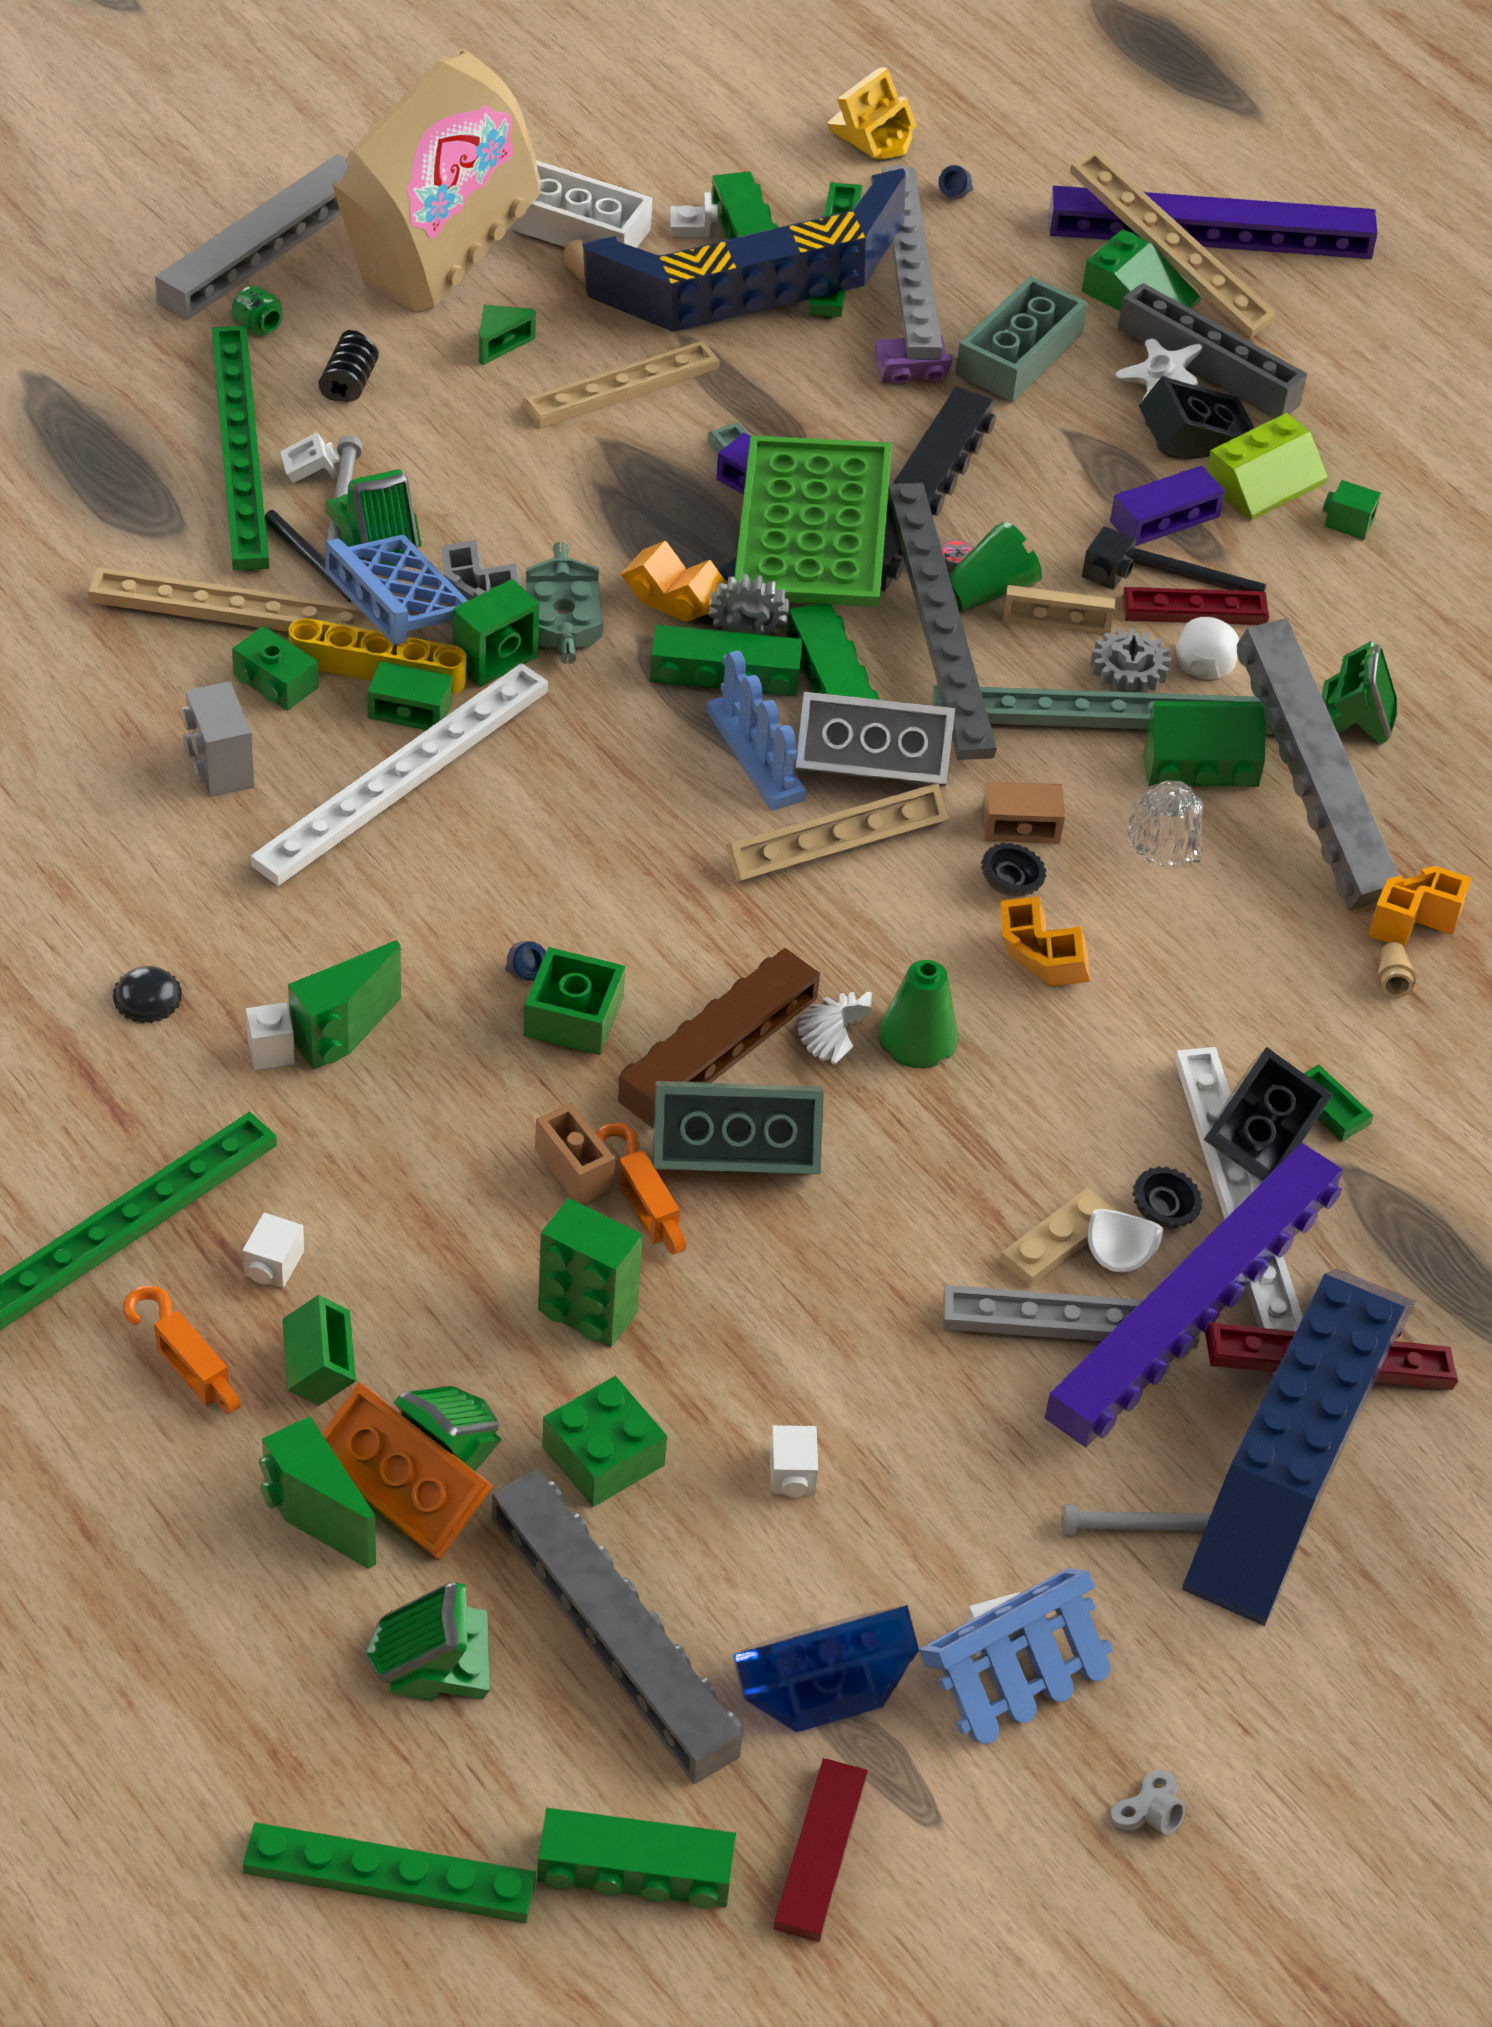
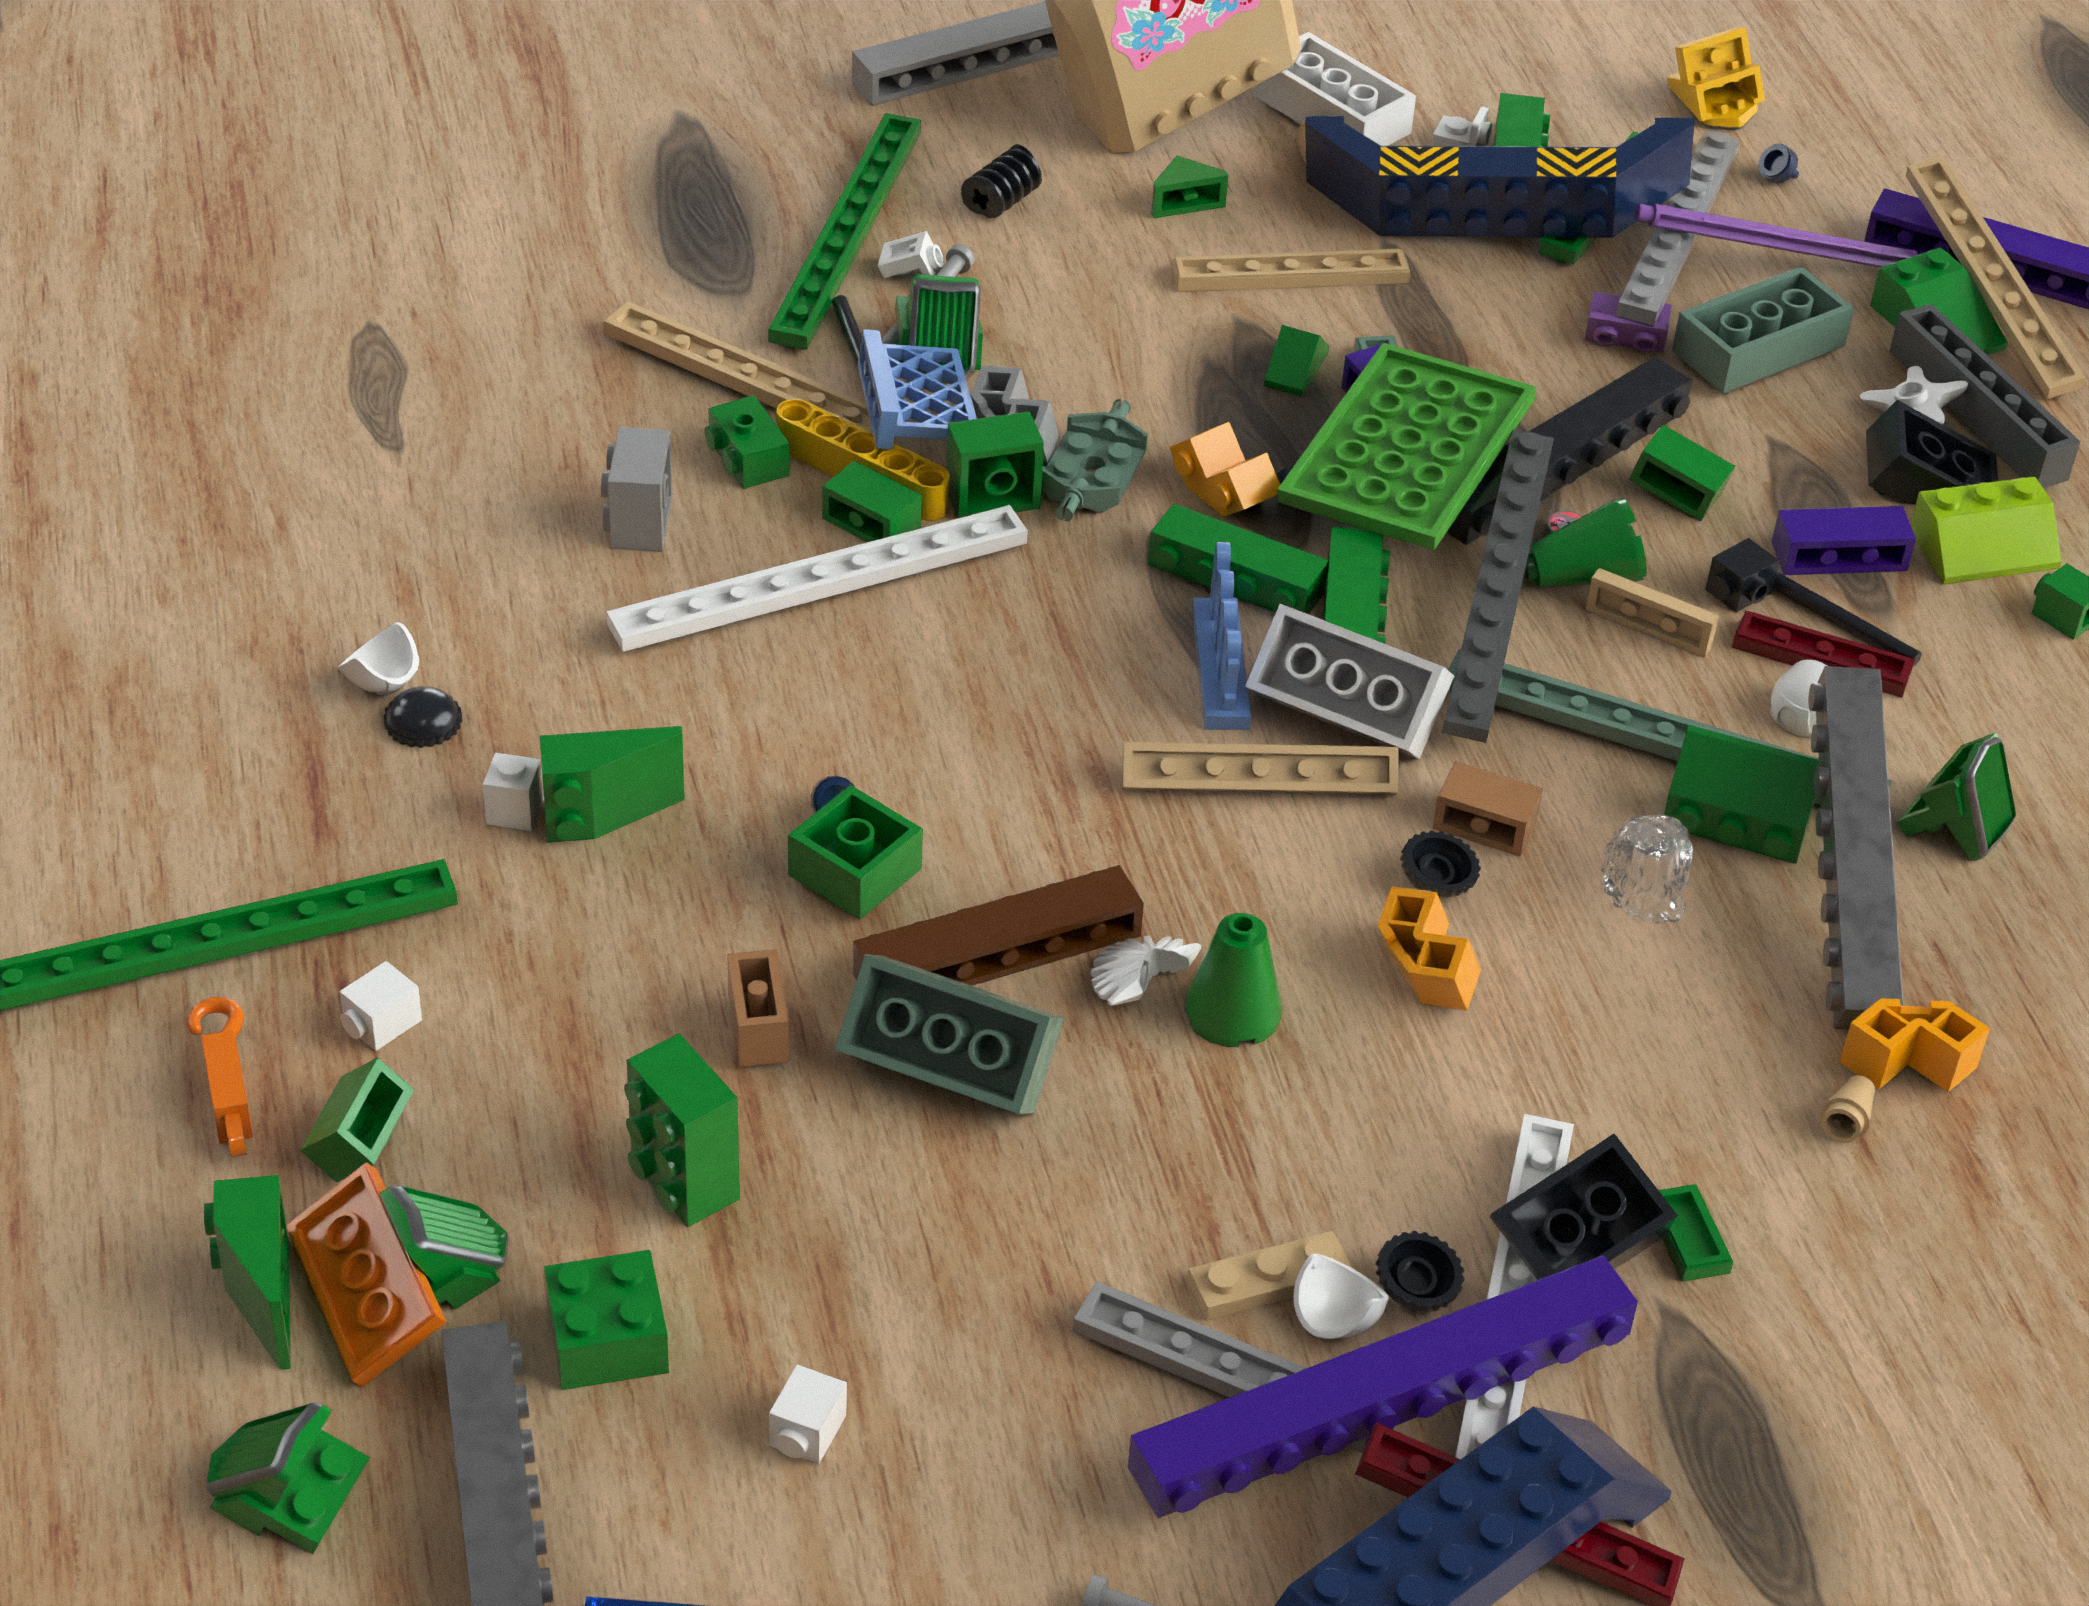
camera: 25 degrees right, 5 degrees down
(90, 955) = (383, 661): none -> white helmet
(257, 310) = (940, 108): green head -> none
(646, 1190) = (817, 1065): orange piece -> none
(672, 468) = (1295, 360): none -> green slope
(749, 606) = (1286, 511): light grey gear -> none
(993, 252) = (1769, 235): none -> medium lavender piece
(1023, 482) = (1681, 472): none -> green brick
(1130, 661) = (1707, 687): light grey gear -> none

